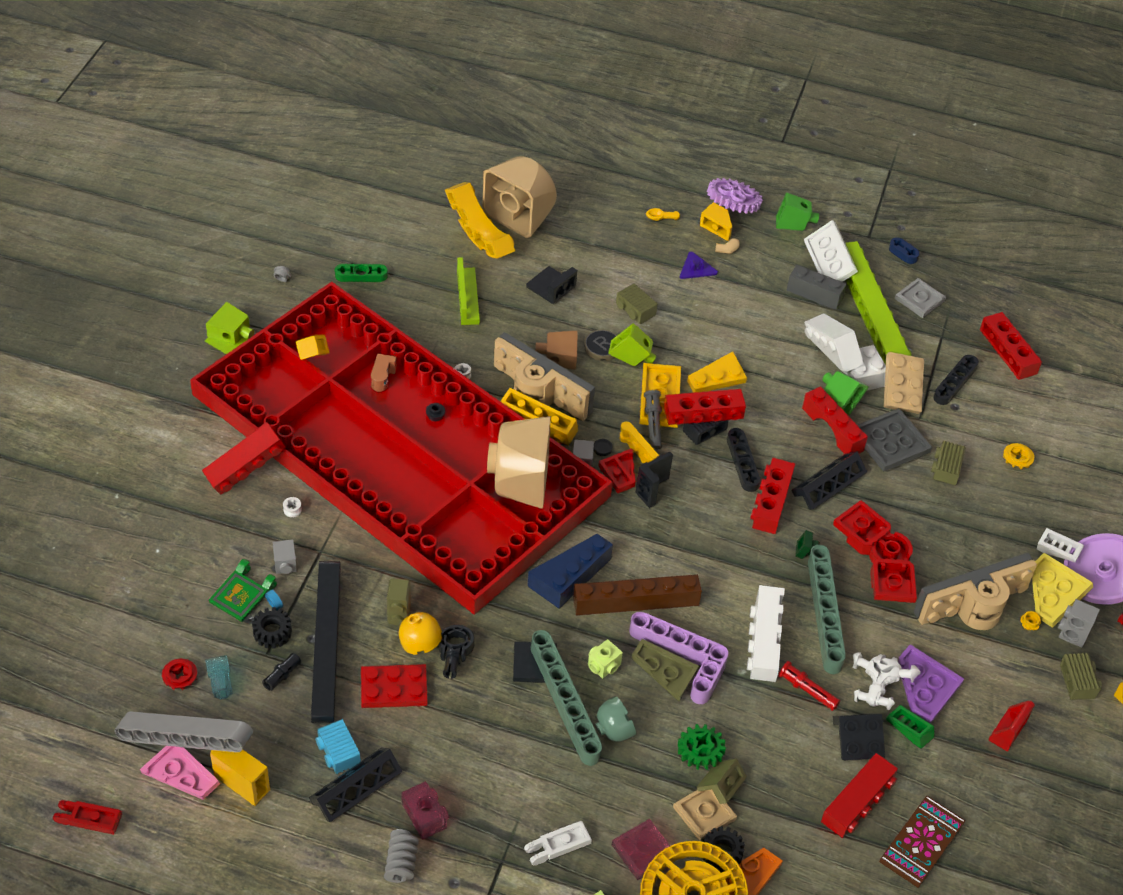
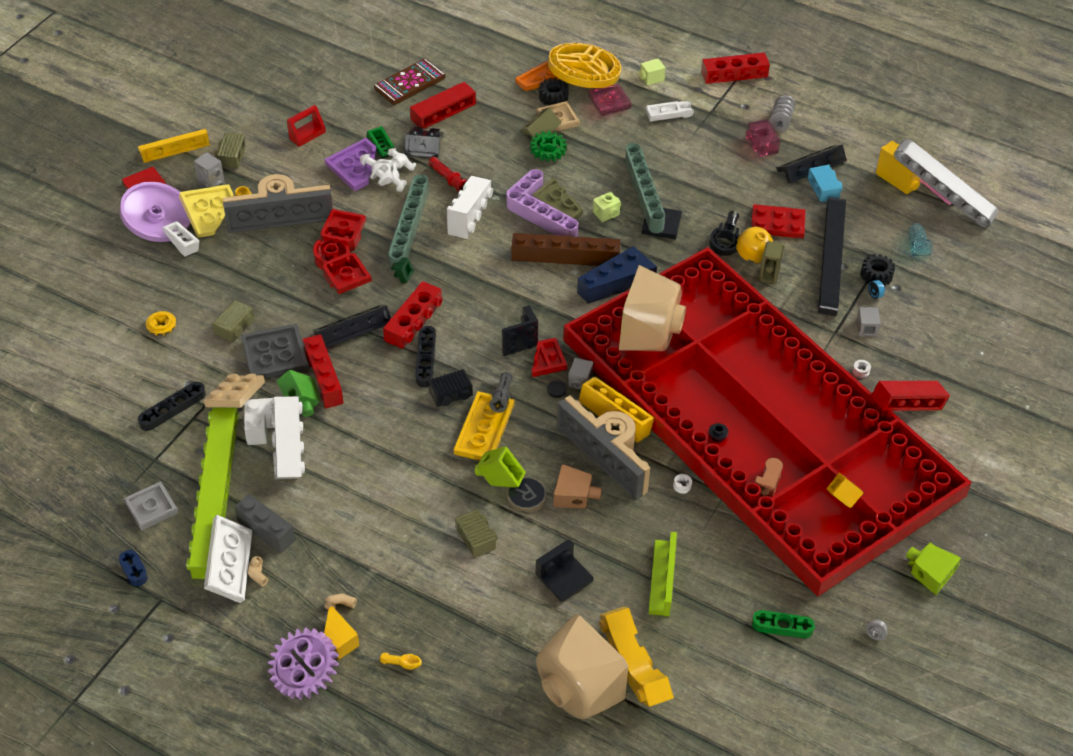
camera: 165 degrees left, 0 degrees up
(89, 816) = (1009, 168): red hinge -> none
(175, 667) = (945, 245): red gear -> none
(240, 594) = (905, 303): green flag -> none
(281, 671) = (868, 238): black pin -> none
(614, 721) = (610, 163): sand green cylinder -> none
(637, 443) = (523, 377): yellow plate -> none
(696, 267) = (387, 583): dark purple piece -> none
(704, 406) = (451, 381): red brick -> none
(718, 375) = (412, 444): yellow wing -> none
(795, 213) = (241, 623): bright green torso -> none
(806, 259) = (255, 570): none -> tan arm
(1010, 345) = (92, 429): red brick -> none

